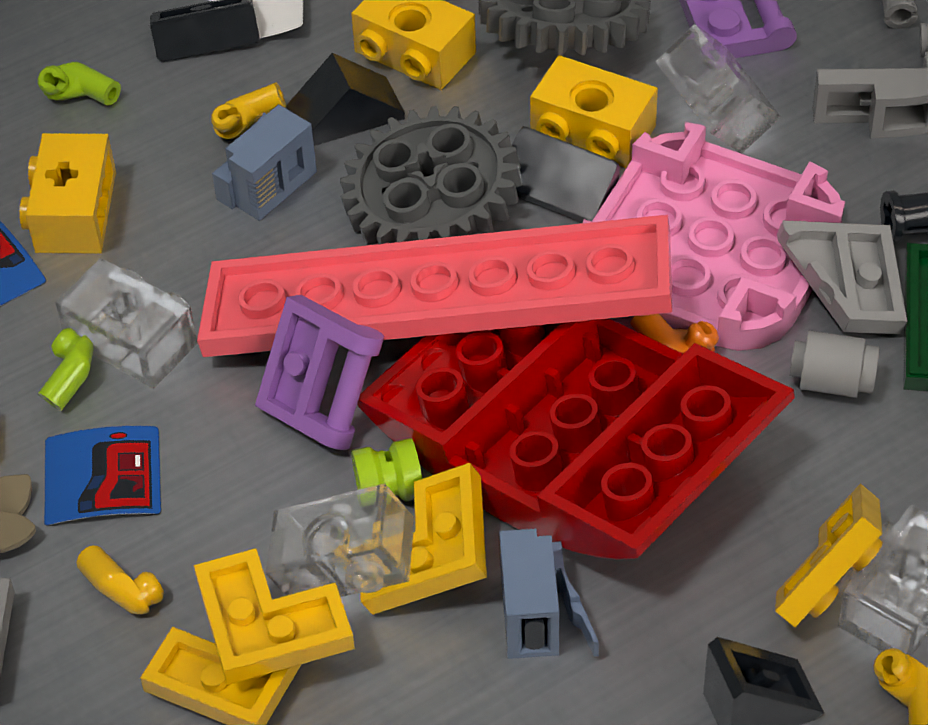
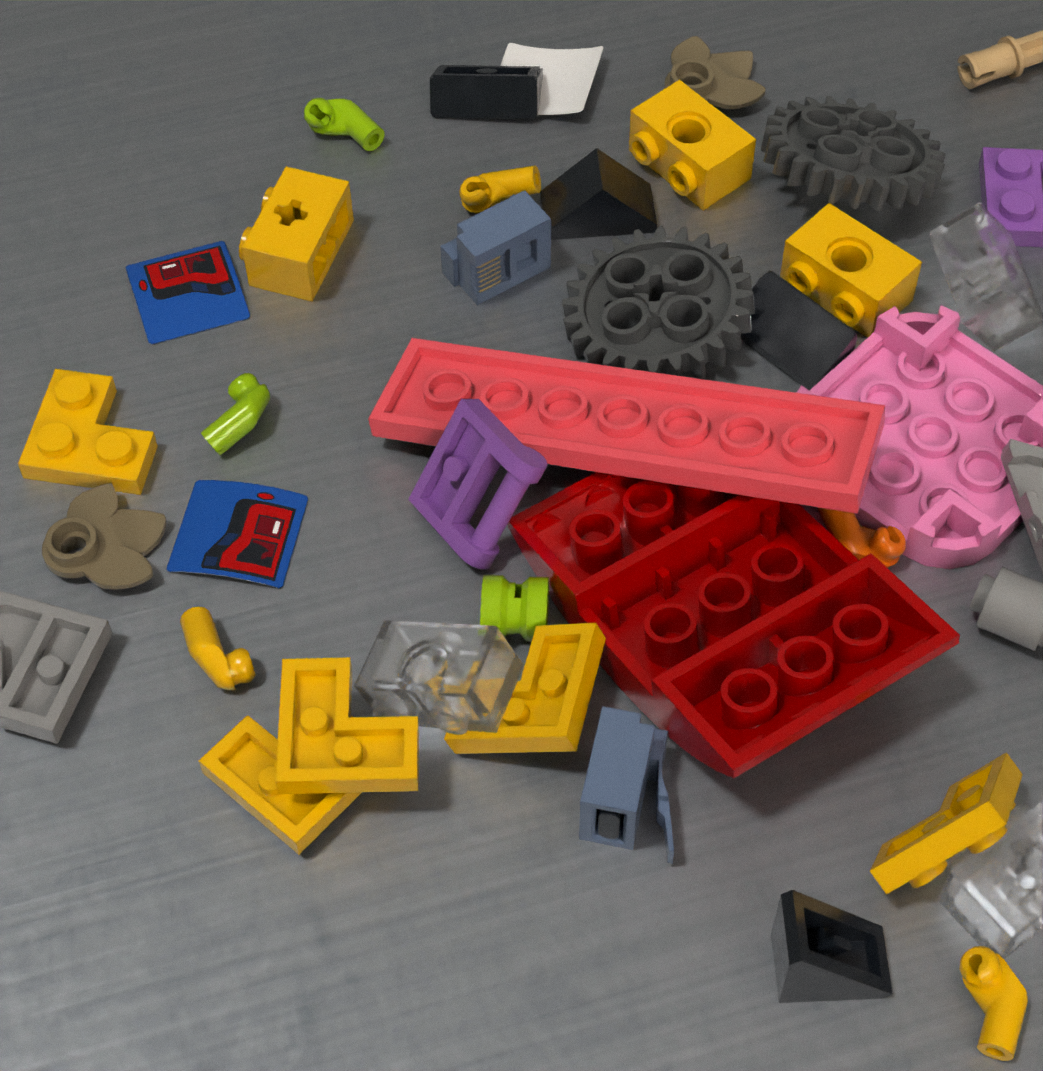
camera: 15 degrees right, 5 degrees up
(129, 321) = (310, 380): clear brick -> none

